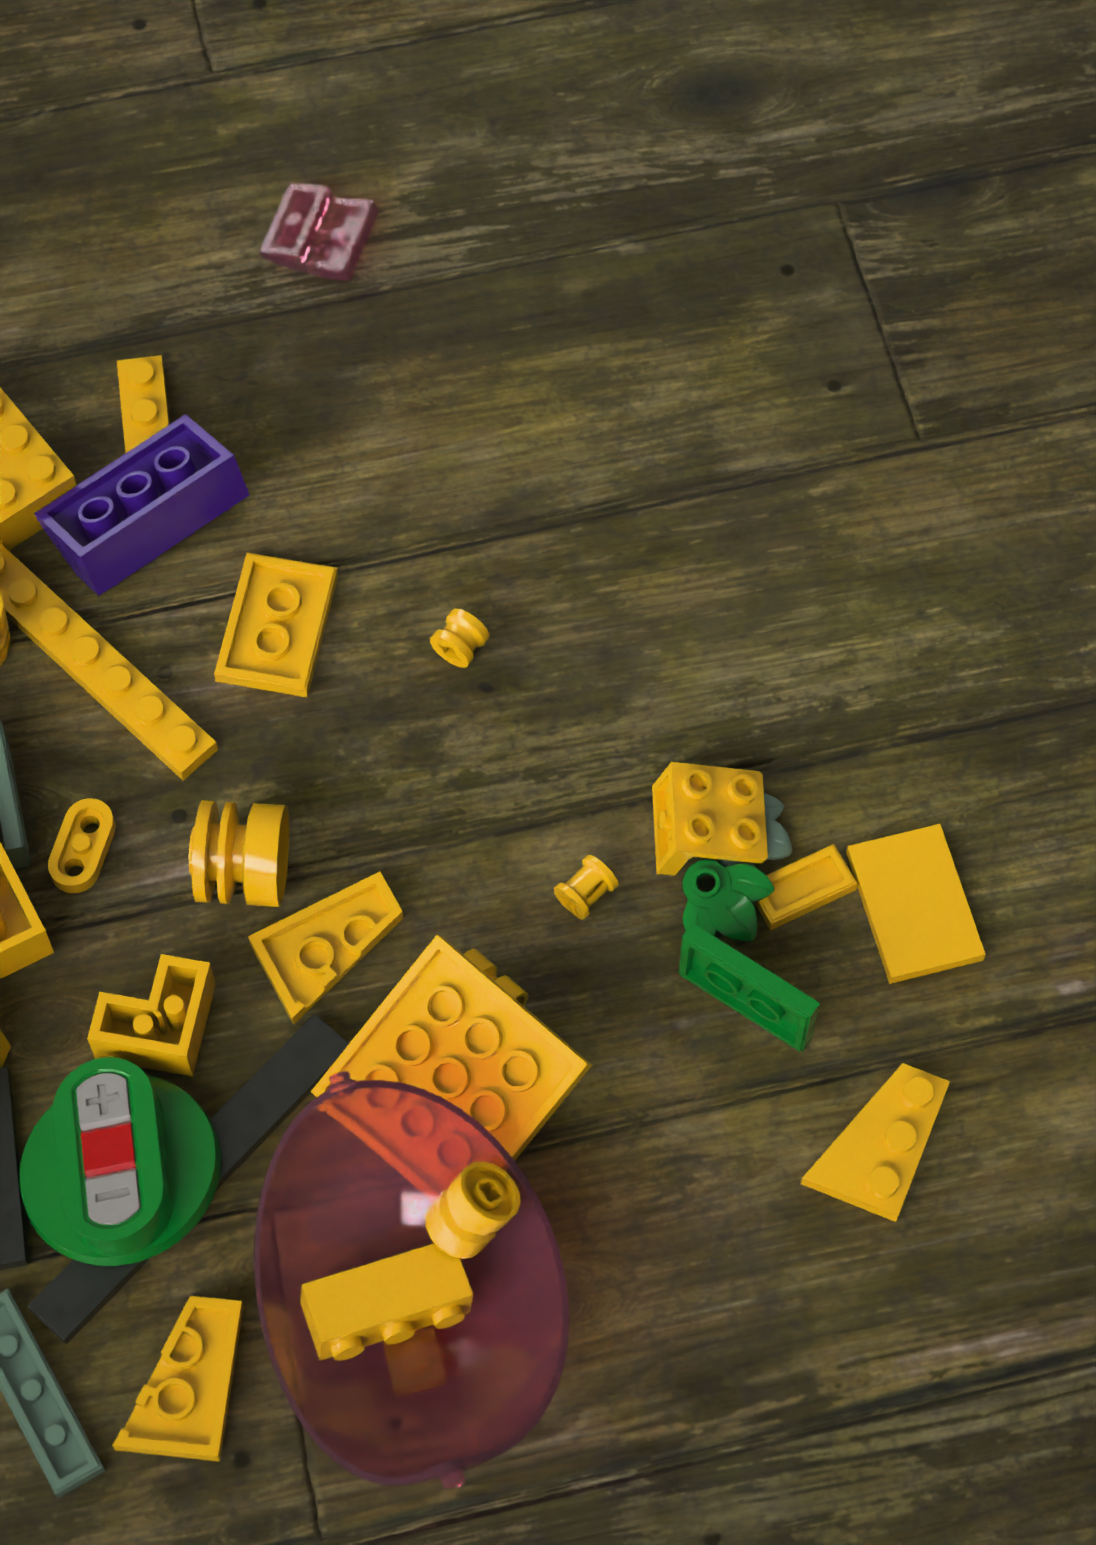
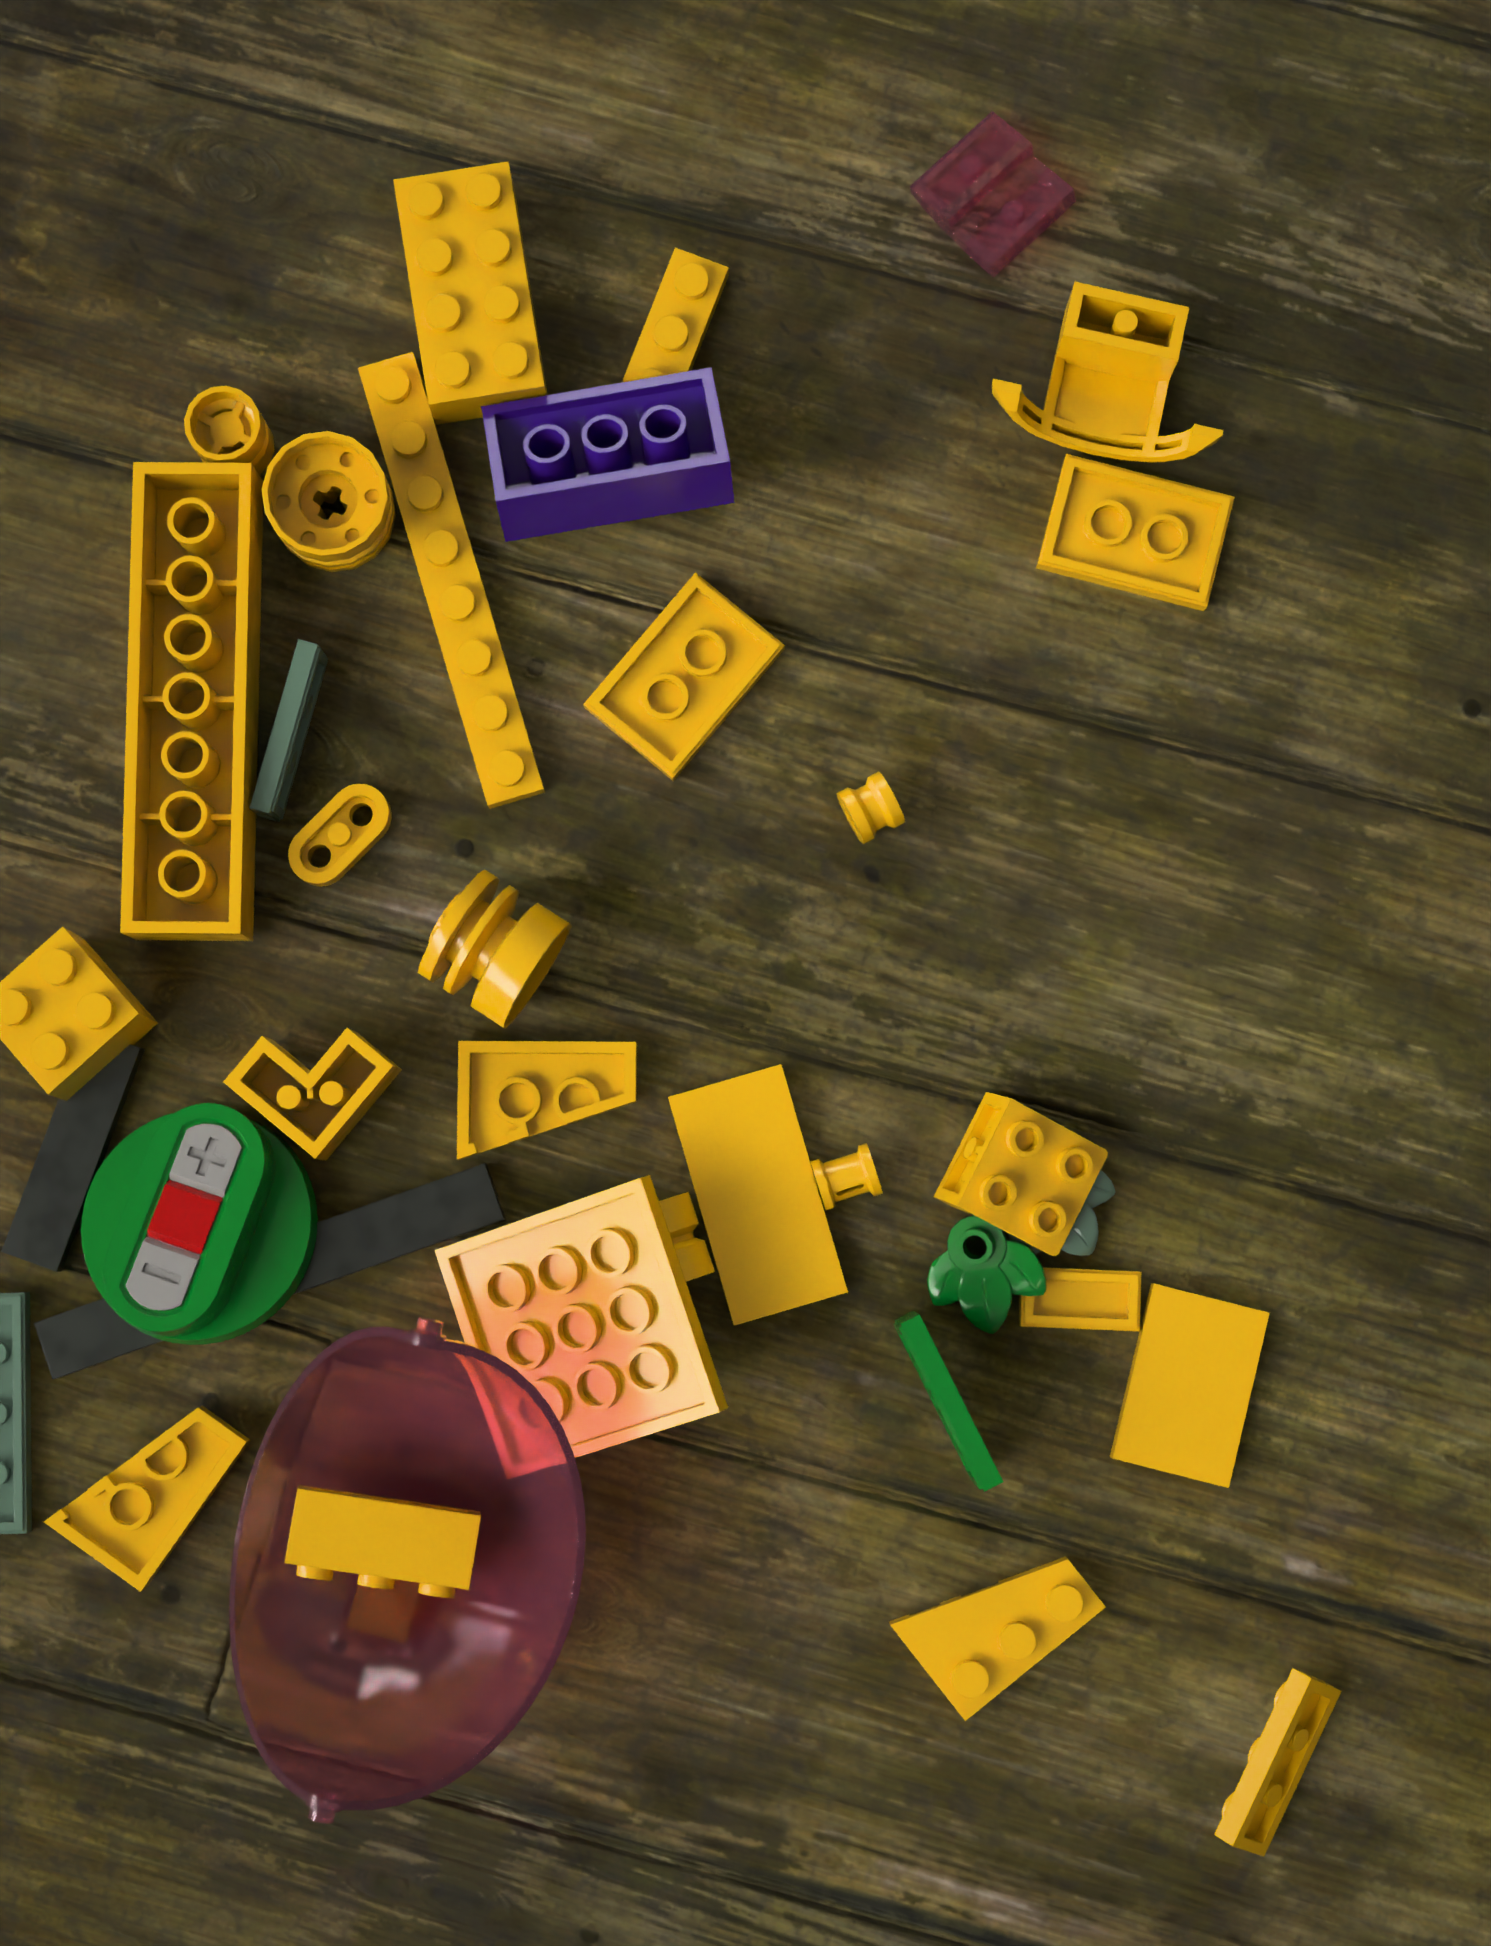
camera: 30 degrees right, 20 degrees up
(466, 295) = (1111, 380): none -> yellow piece
(472, 1209) = (512, 1509): yellow wheel -> none
(529, 935) = (757, 1194): none -> yellow tile
(539, 386) = (1135, 532): none -> yellow tile

